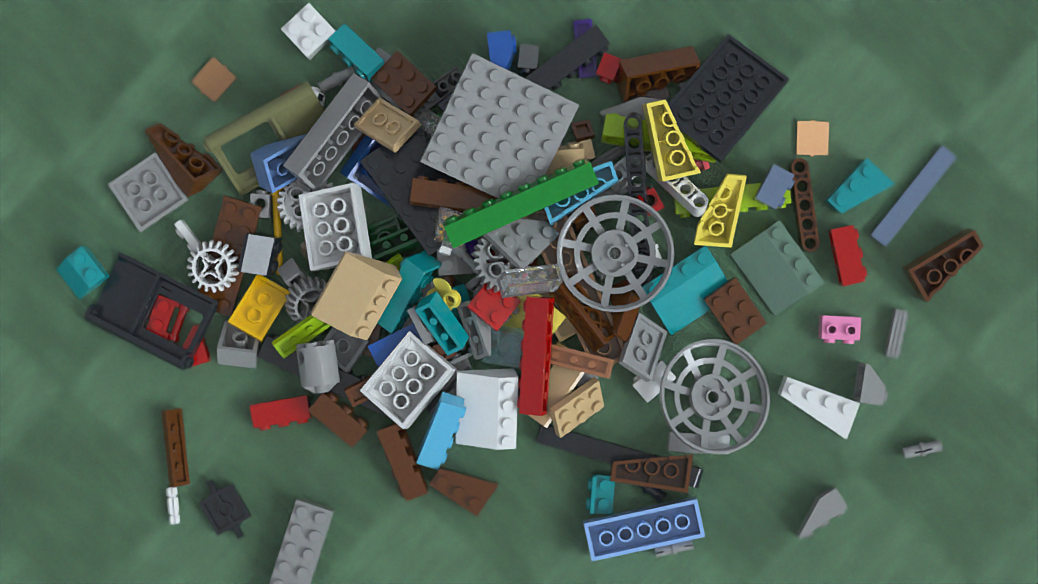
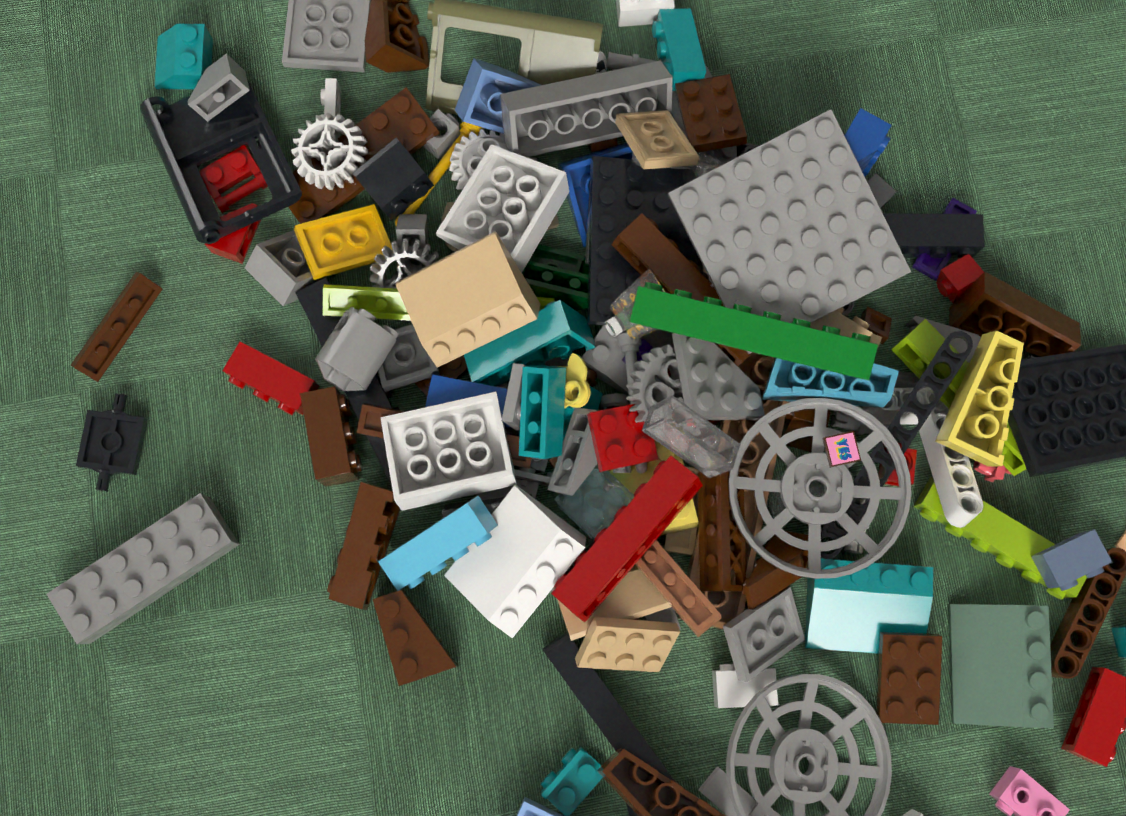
camera: 35 degrees right, 10 degrees down
(120, 275) = (218, 87): none -> light grey slope
(173, 505) = (57, 391): white axle -> none
(612, 226) = (841, 449): none -> tile
(721, 216) = (981, 544): light yellow wedge -> none

